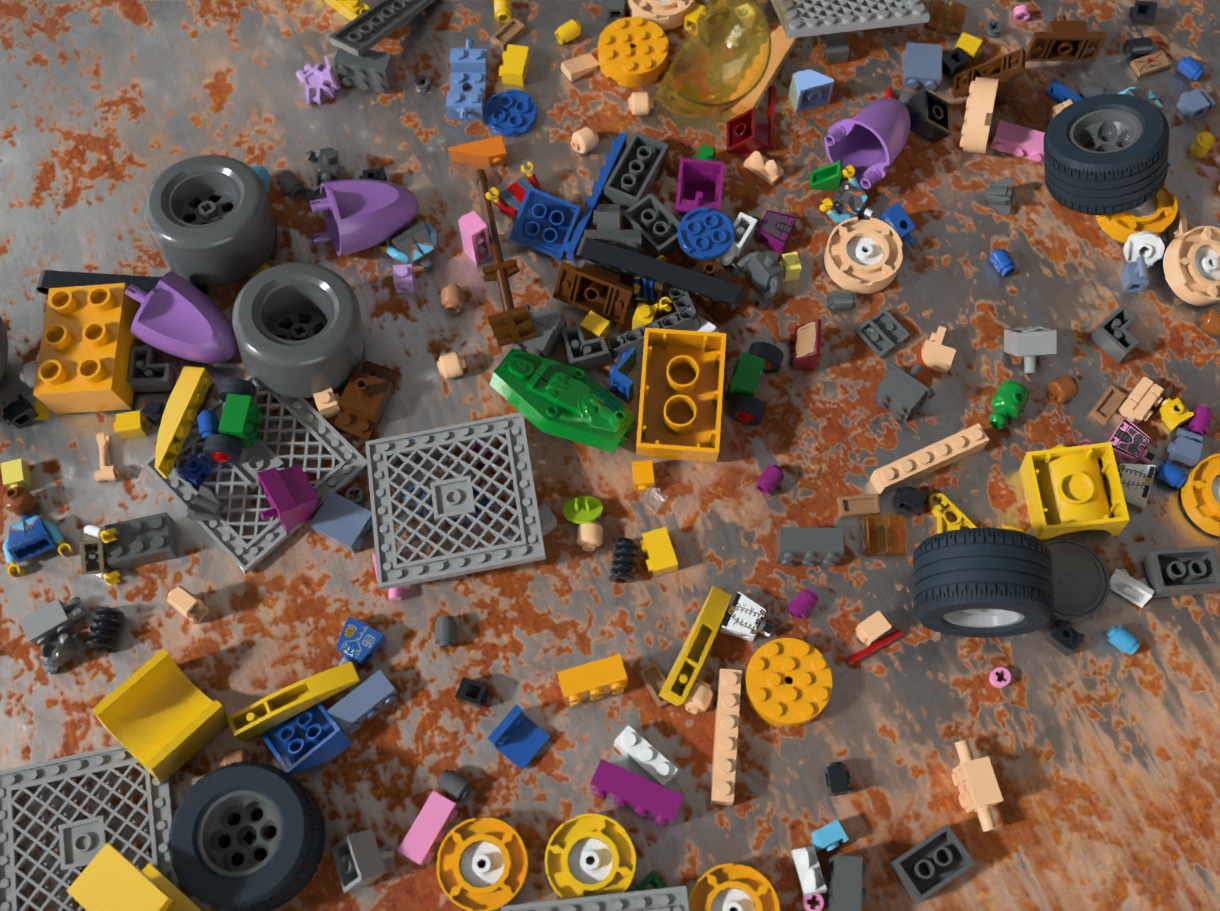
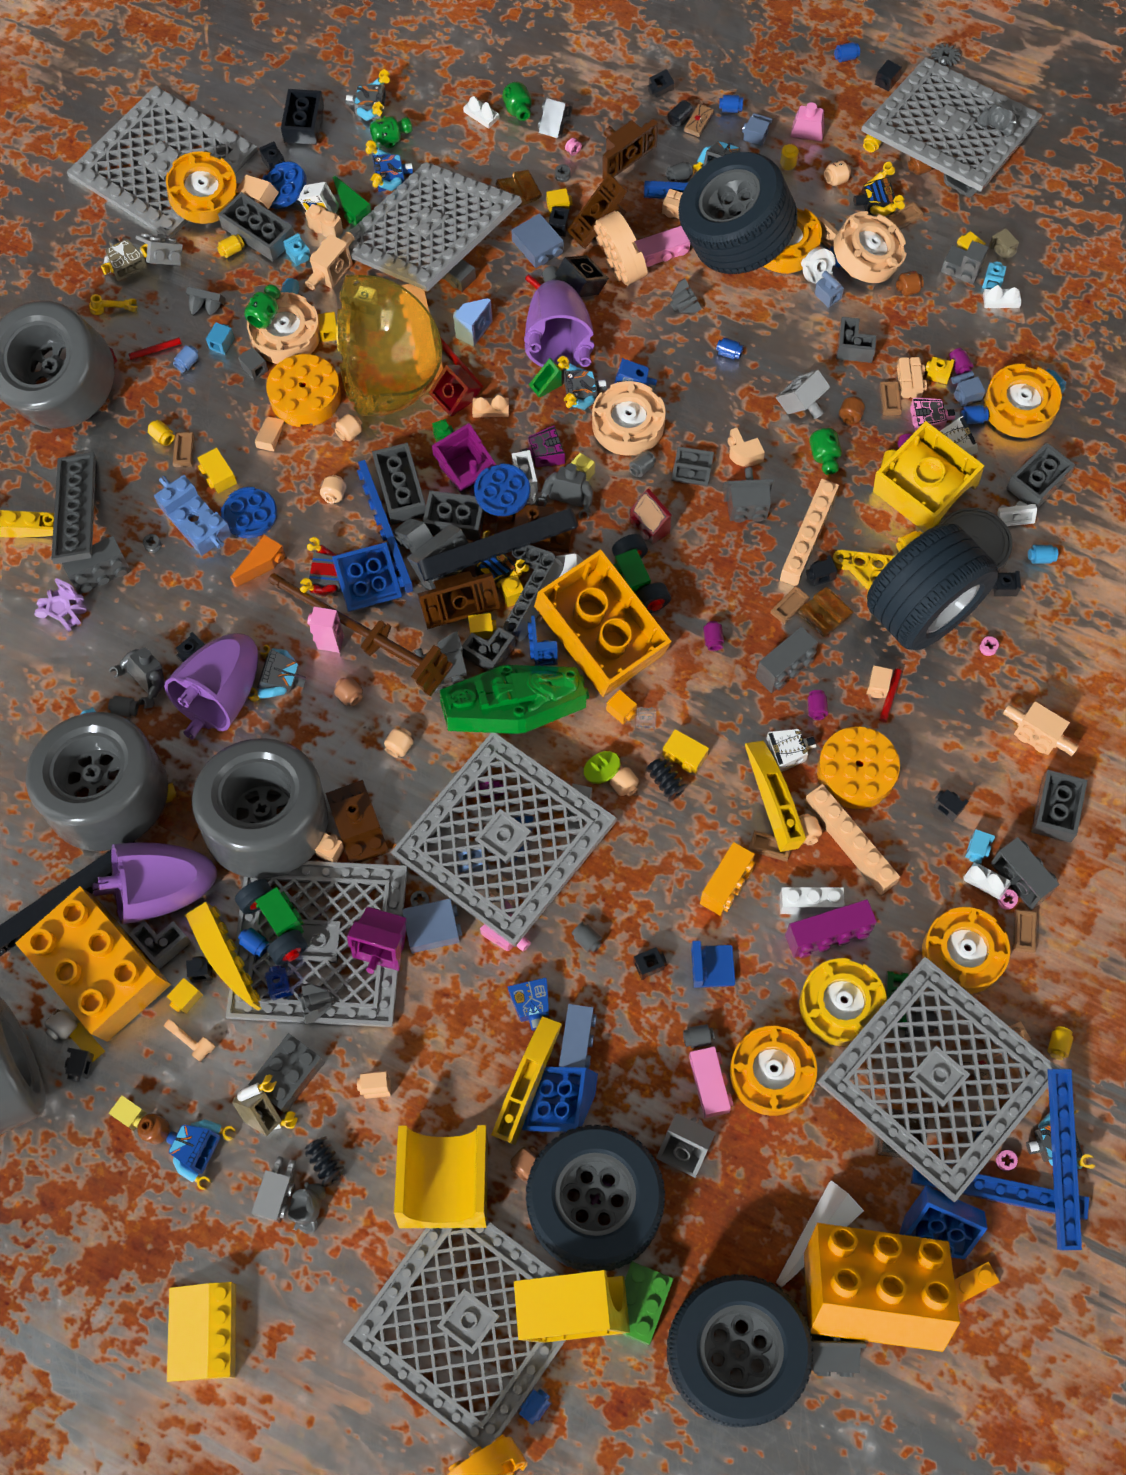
camera: 40 degrees left, 0 degrees up
(404, 278) = (295, 706): lavender brick -> none
(568, 31) = (234, 412): yellow brick -> none

